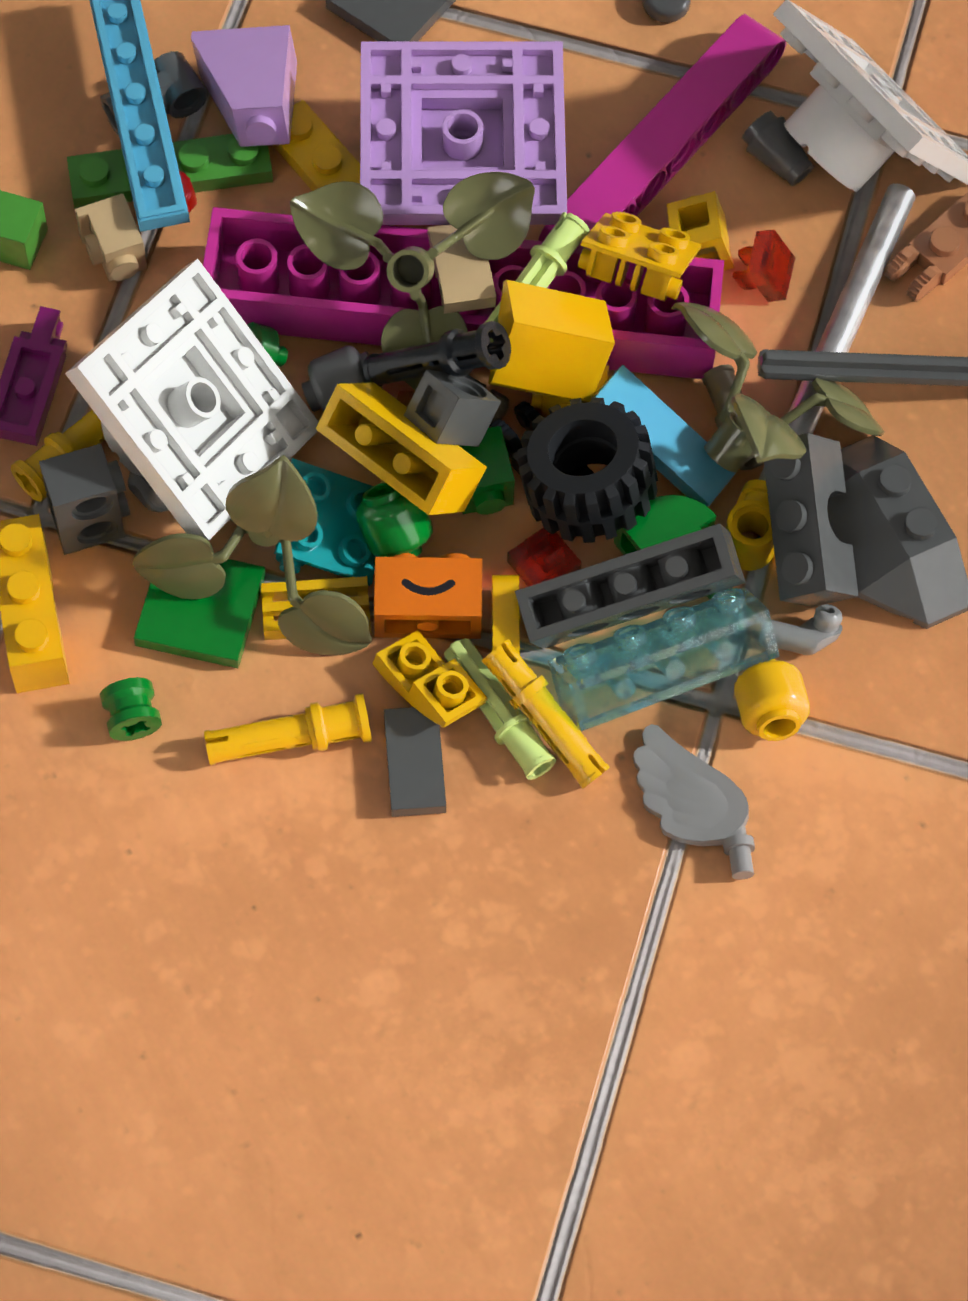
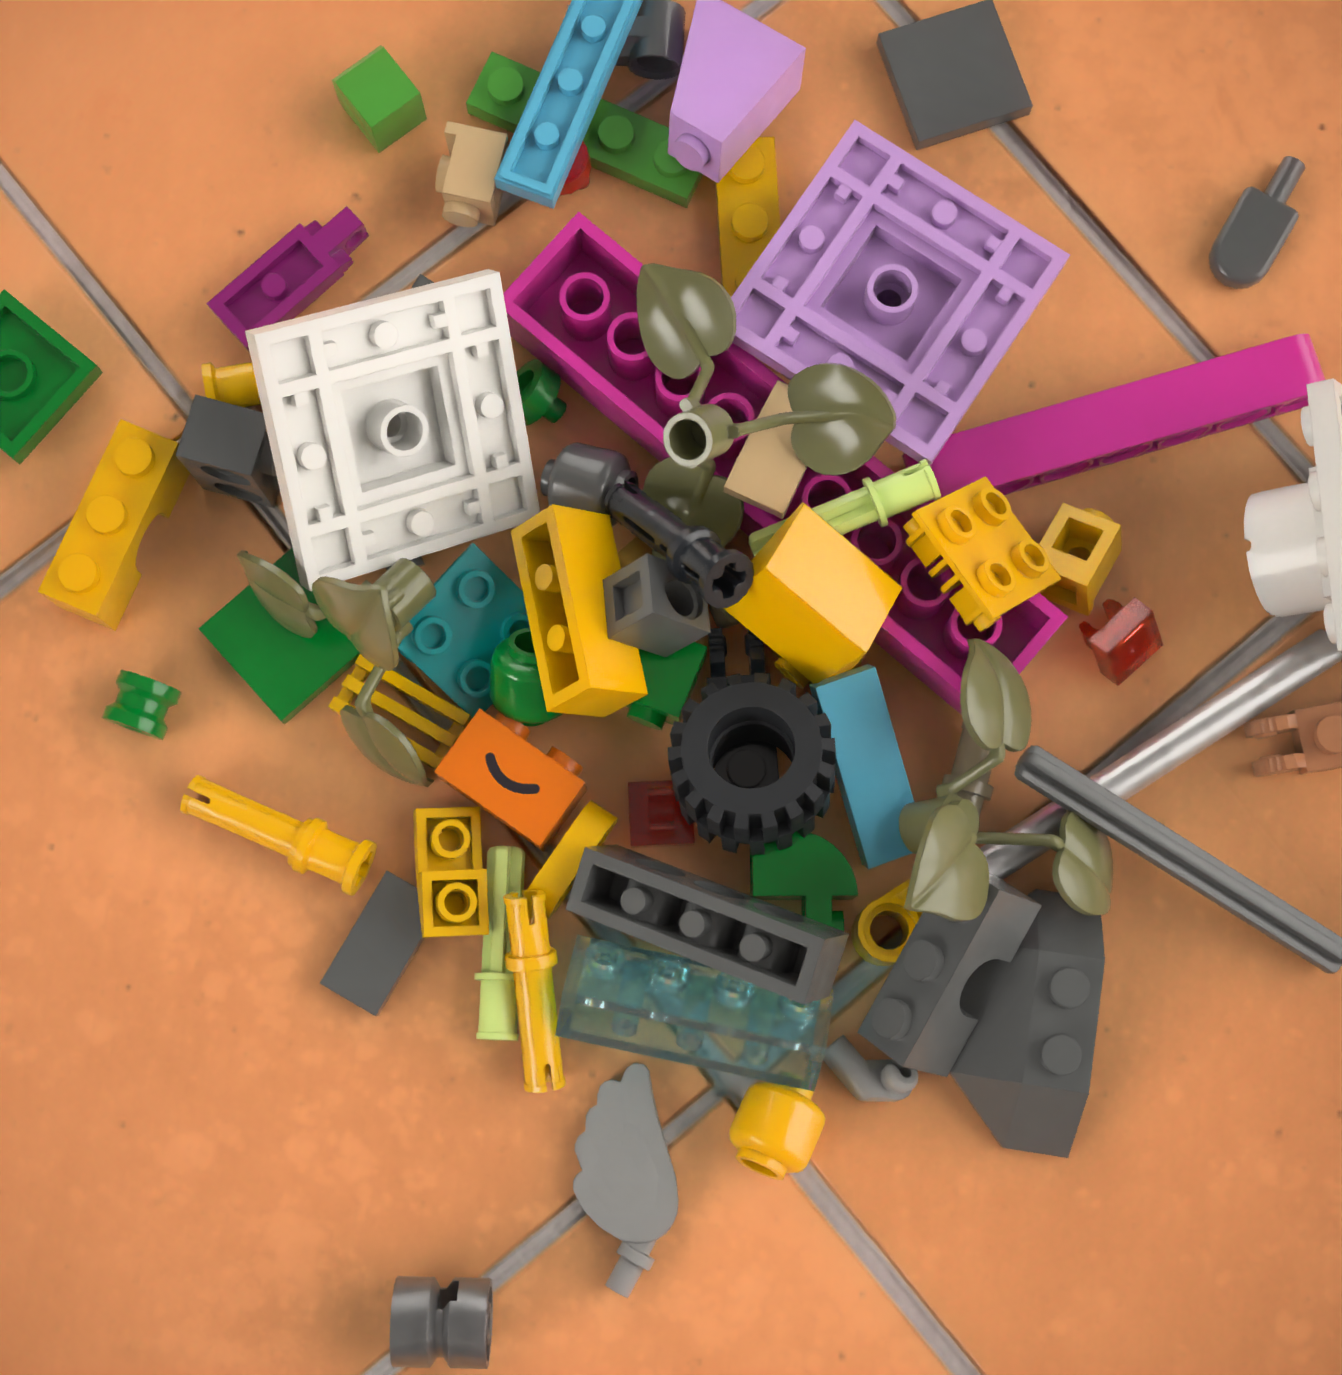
camera: 35 degrees right, 15 degrees up
(645, 960) = (441, 1322): none -> flat silver wheel
(777, 149) = (1224, 503): dark grey cone -> none

